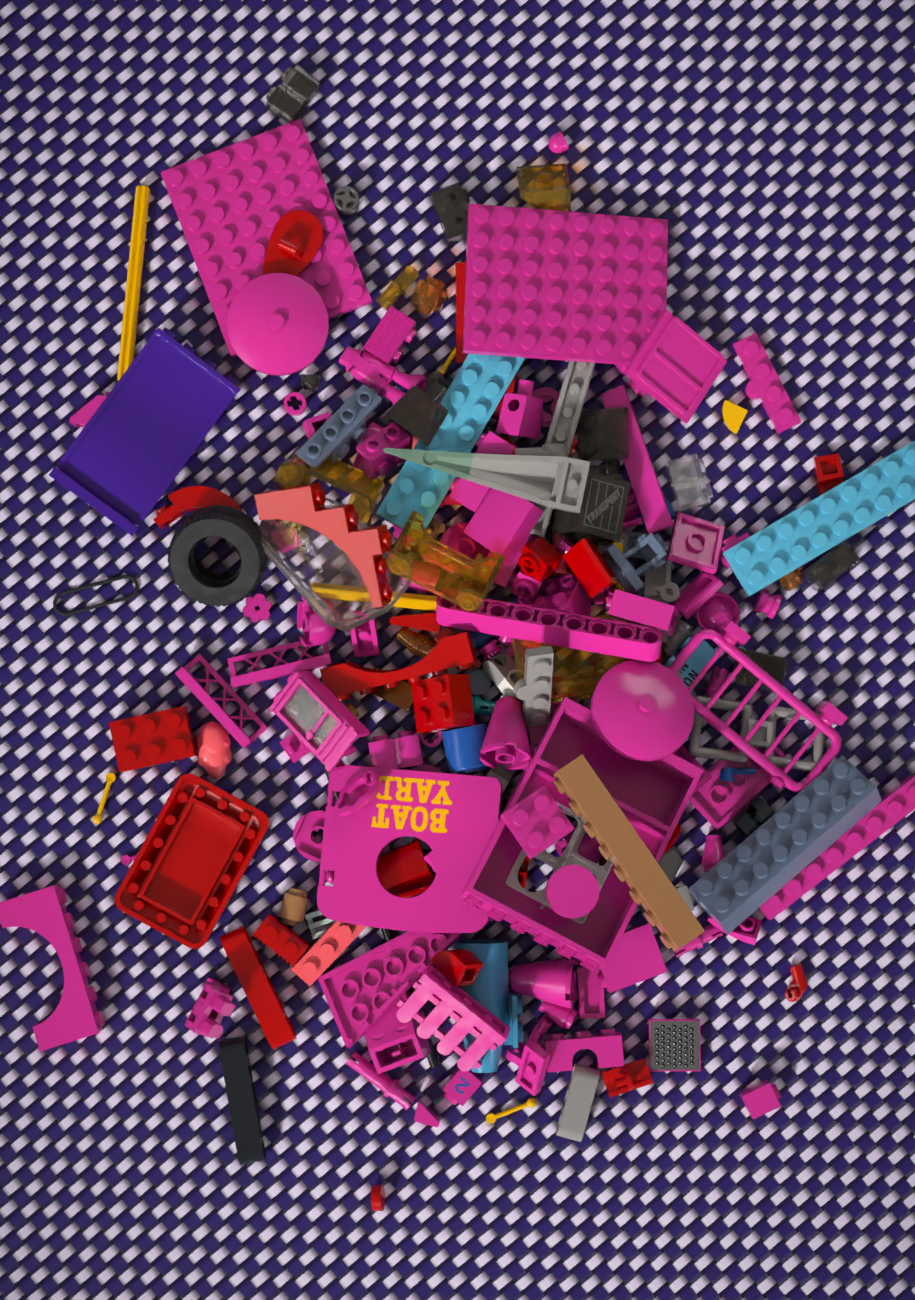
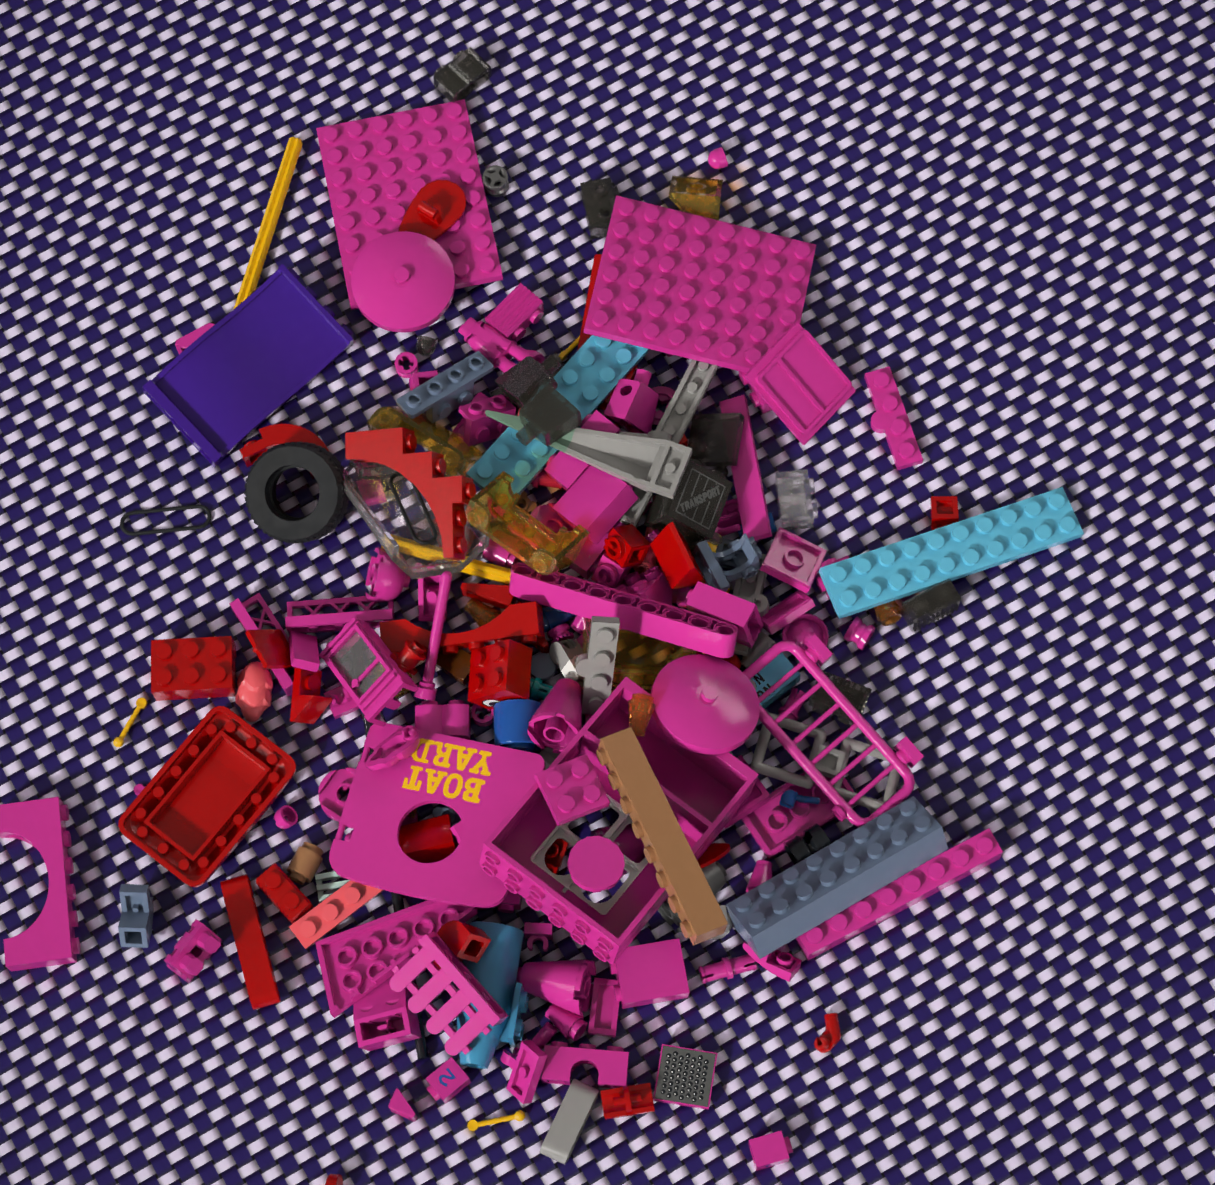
camera: 15 degrees right, 15 degrees down
(149, 984) = (136, 916): none -> sand blue brick
(224, 711) = (270, 648): none -> red piece
(242, 1100) = (208, 1058): black beam -> none
(250, 609) = (331, 551): dark pink plant -> none
(254, 708) = (304, 651): none -> dark pink tile
(264, 750) = (306, 699): none -> red slope
(271, 861) = (285, 812): none -> dark pink hinge
(327, 565) = (405, 515): none -> black piece
(355, 701) = (409, 656): none -> red brick
(375, 723) = (426, 687): none -> dark pink piece
(382, 1081) = (368, 1070): dark pink pin -> none
(397, 287) = (531, 269): clear yellow axle -> none
(429, 295) = (562, 280): clear orange head -> none
(445, 449) = (547, 416): none -> clear smoke torso
(516, 937) = (540, 932): none -> dark pink tile
(586, 735) = (640, 712): none -> clear orange cone
(733, 415) = (853, 444): yellow tile -> none

